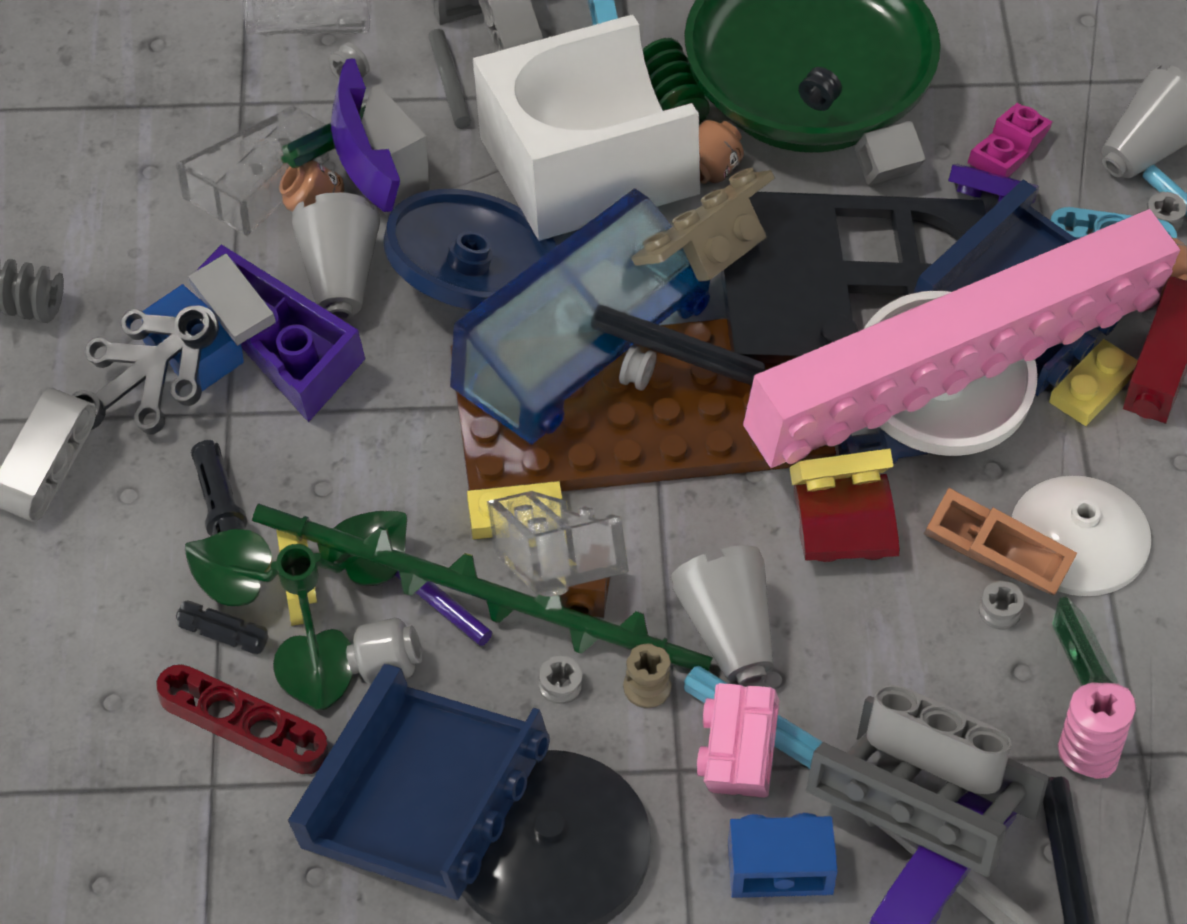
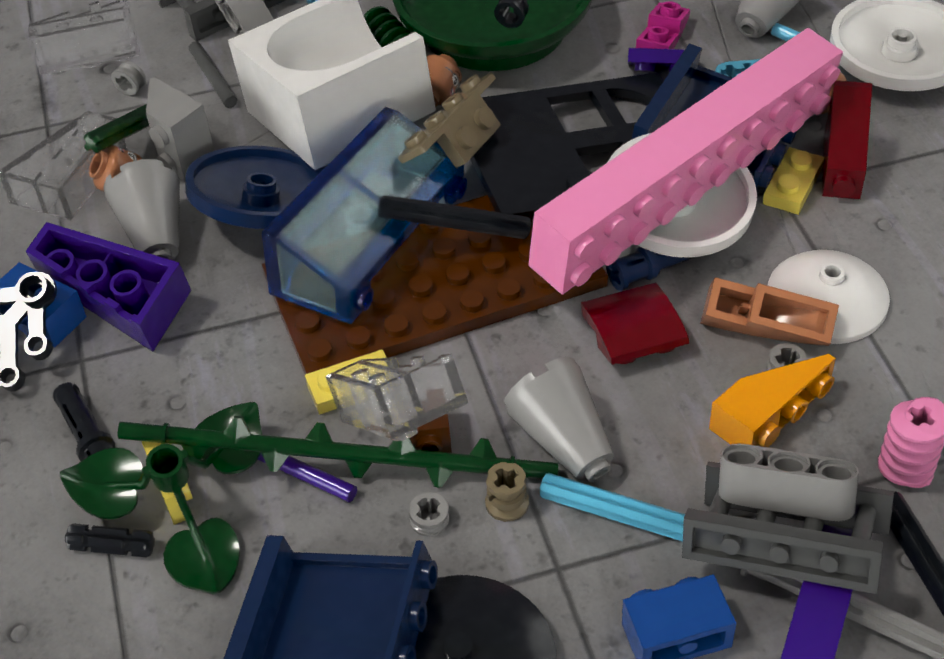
camera: 10 degrees left, 5 degrees down
(232, 299) = (63, 261): light grey tile -> none
(245, 714) = (142, 624): dark red beam -> none
(369, 169) = (159, 137): dark purple slope -> none
(382, 643) = (261, 518): light grey head -> none
(637, 367) = (425, 243): light grey bush -> none
(739, 740) = (608, 527): bright pink brick -> none
(822, 472) = (606, 288): light yellow plate -> none
(889, 153) = (575, 52): light grey panel -> none
(956, 645) = (765, 402): none -> light orange slope
(1081, 645) = (865, 382): clear green slope -> none

